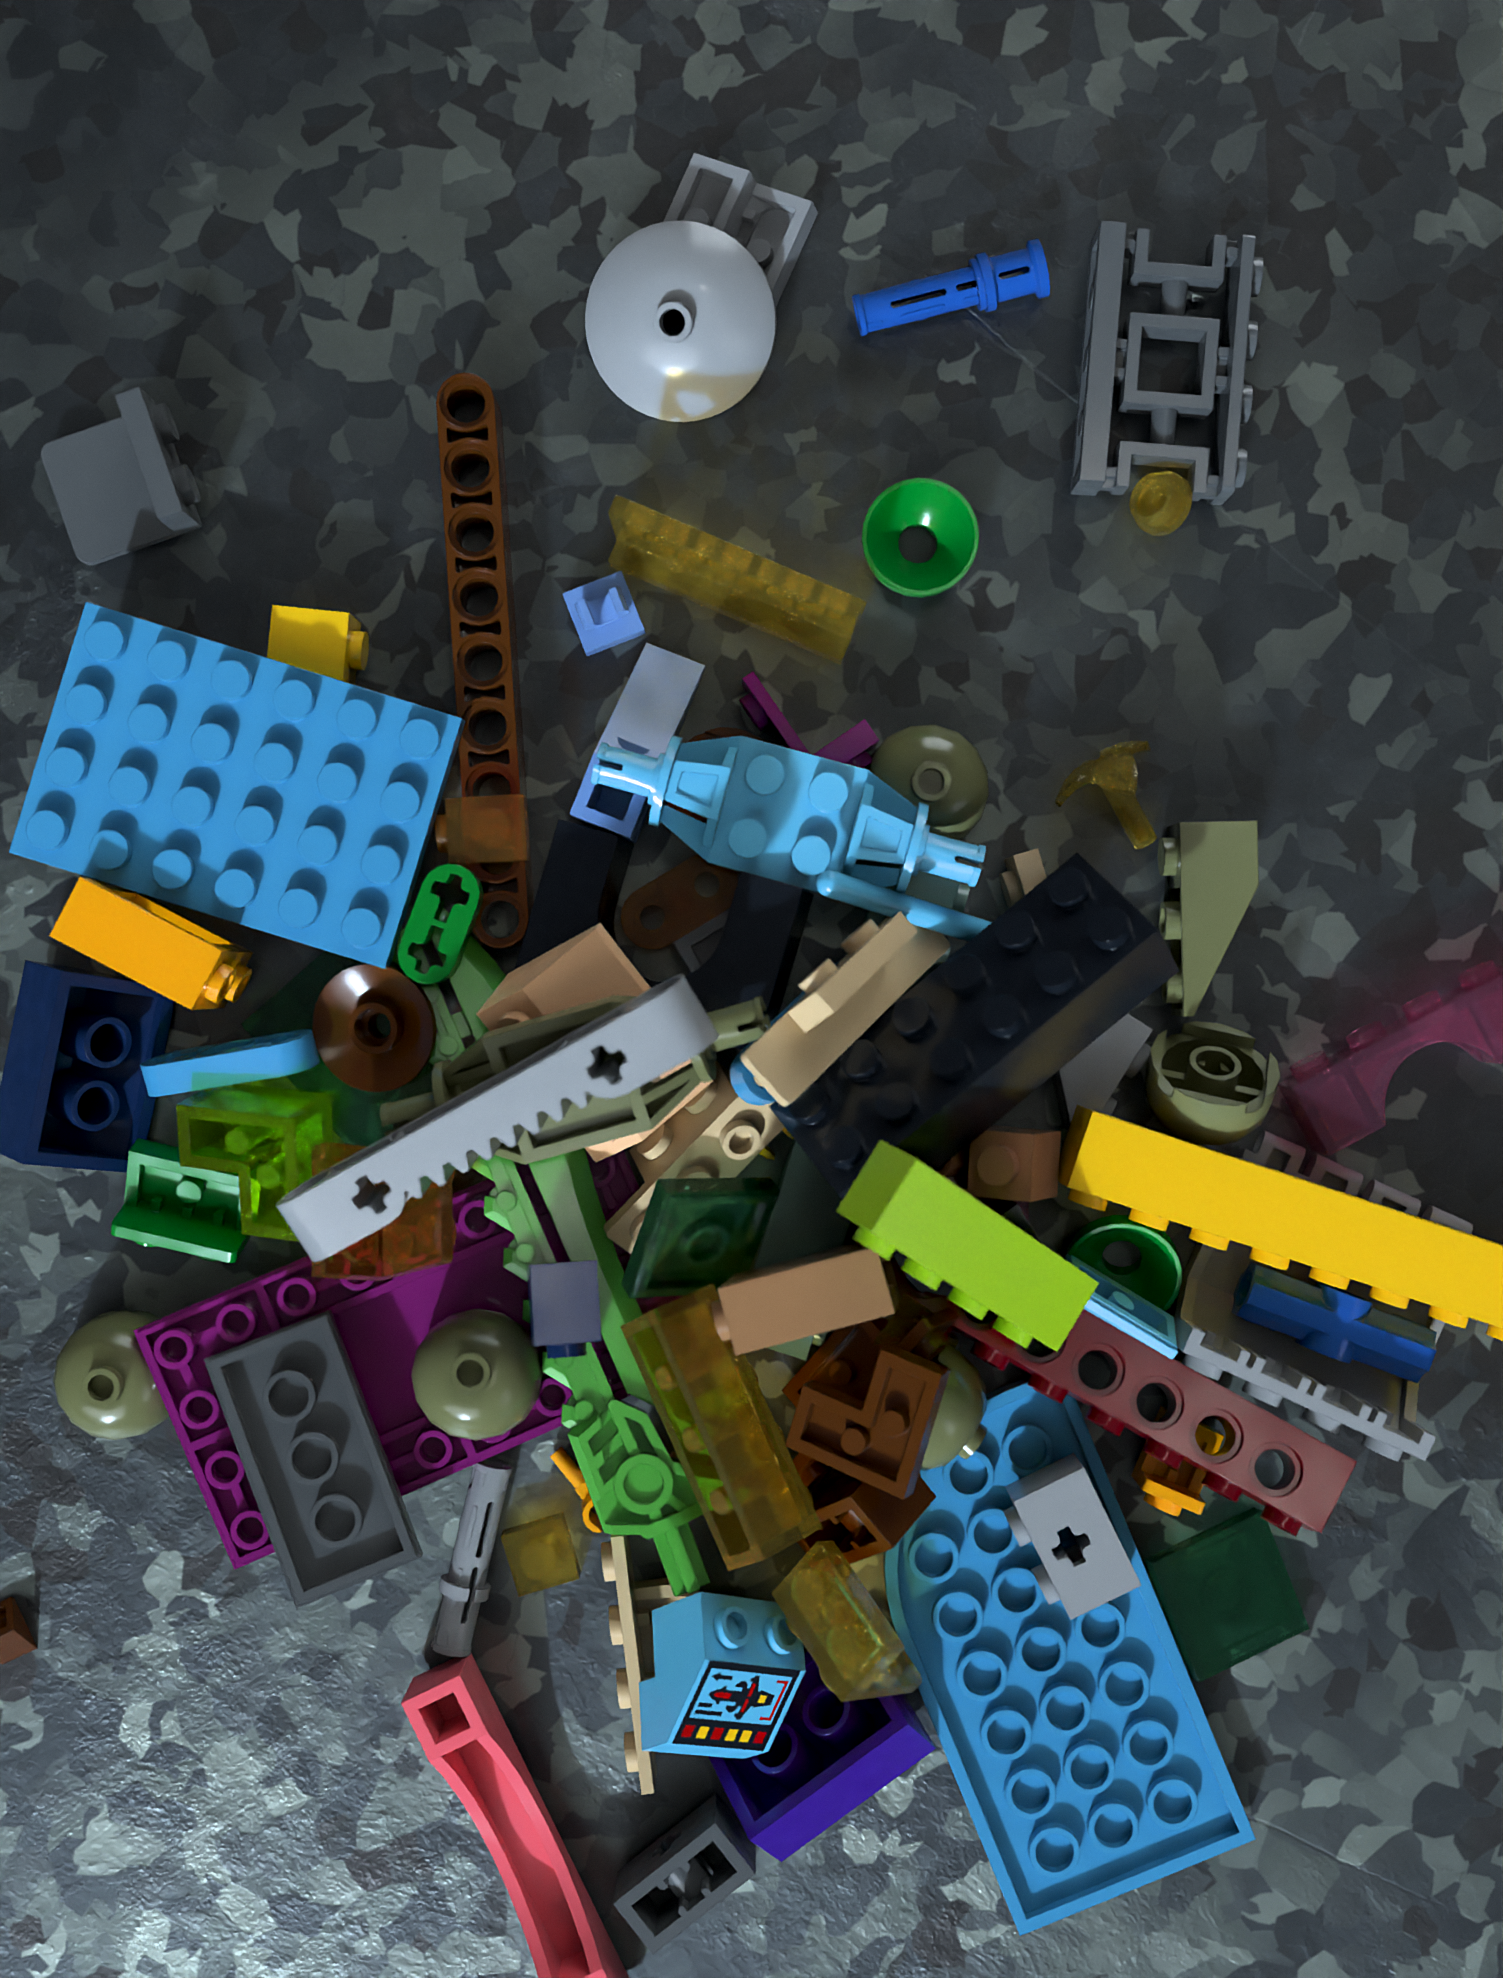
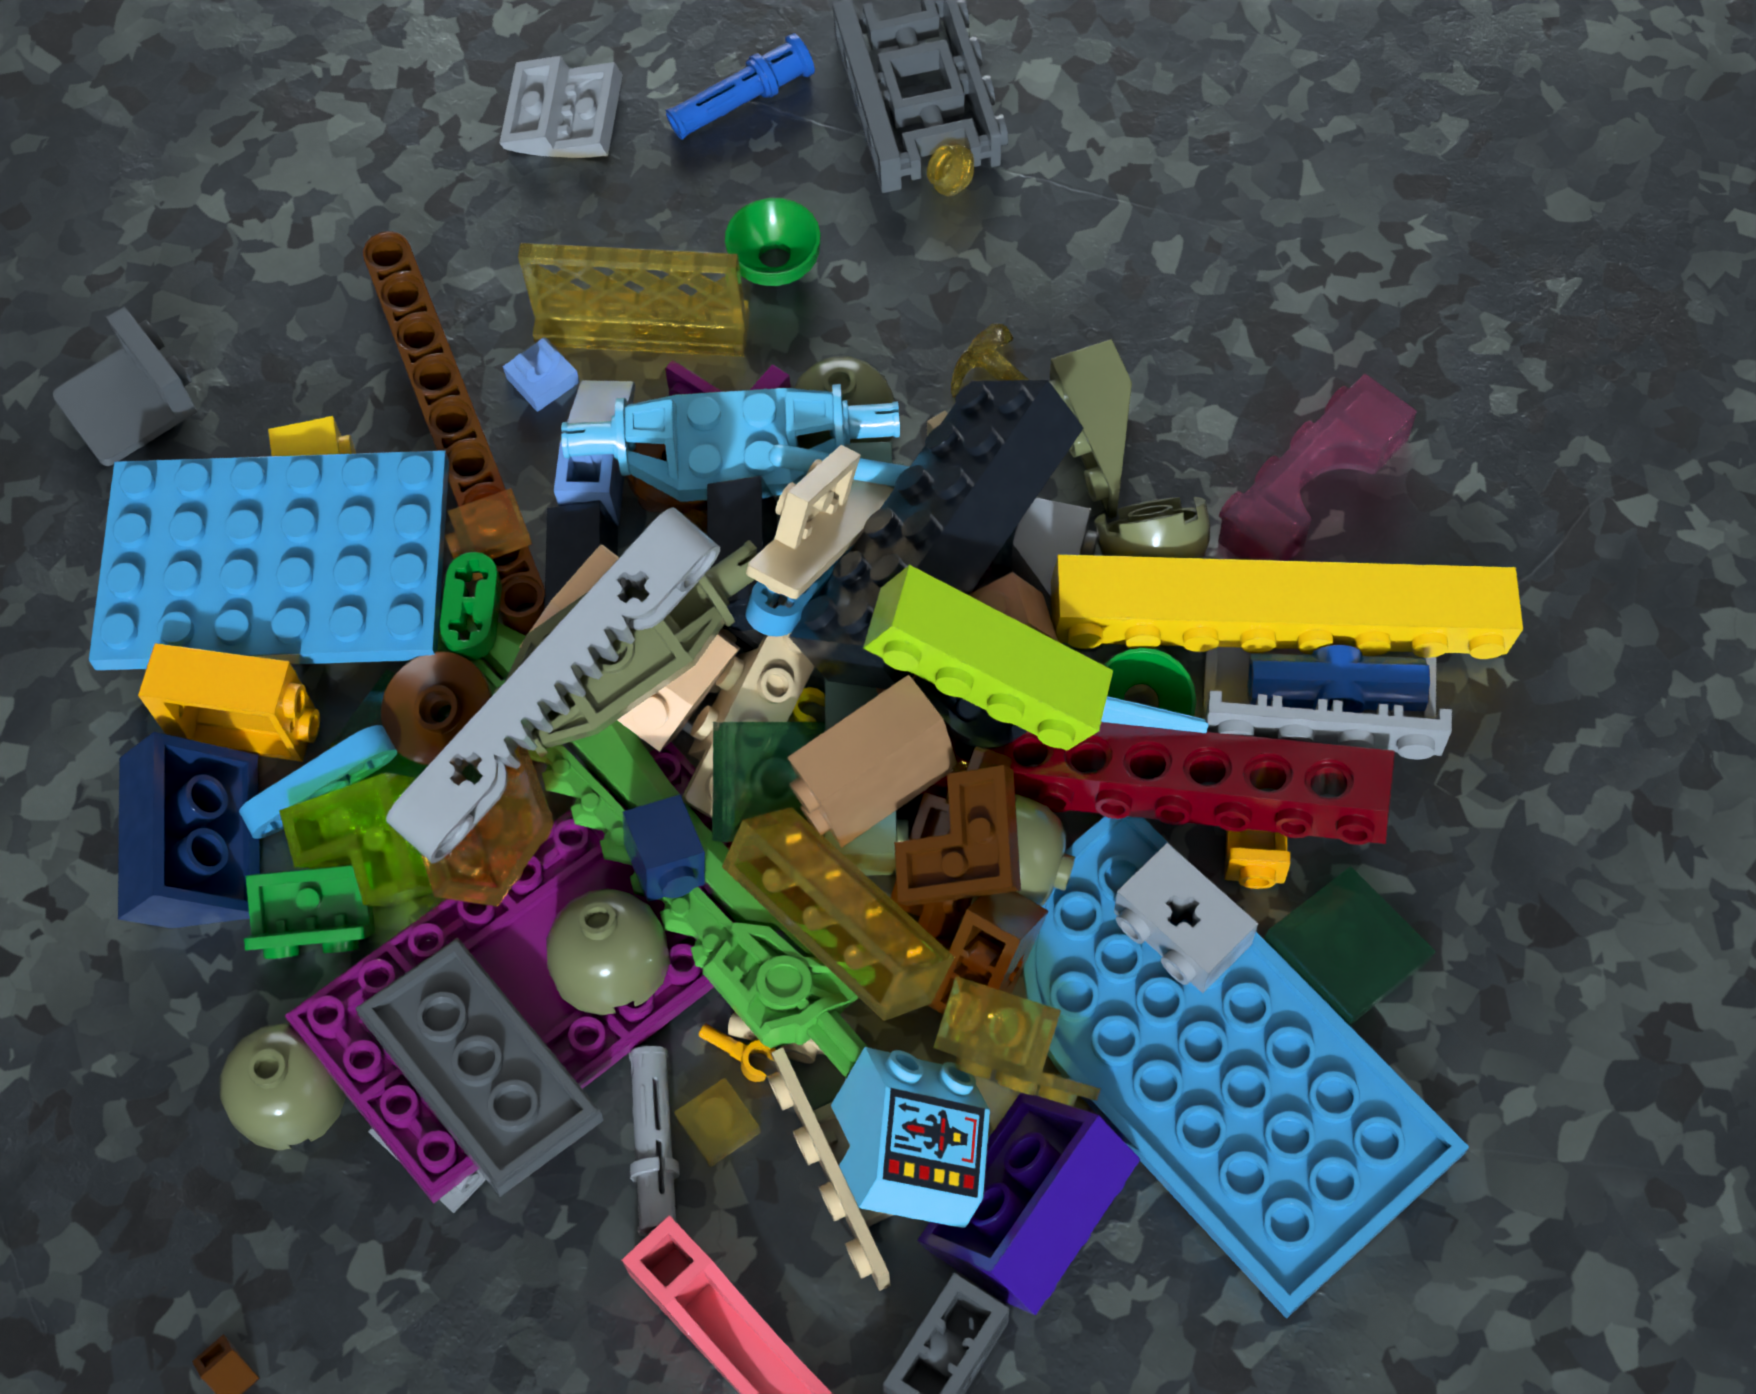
camera: 10 degrees left, 25 degrees down
(725, 314) = (543, 192): light grey dish -> none

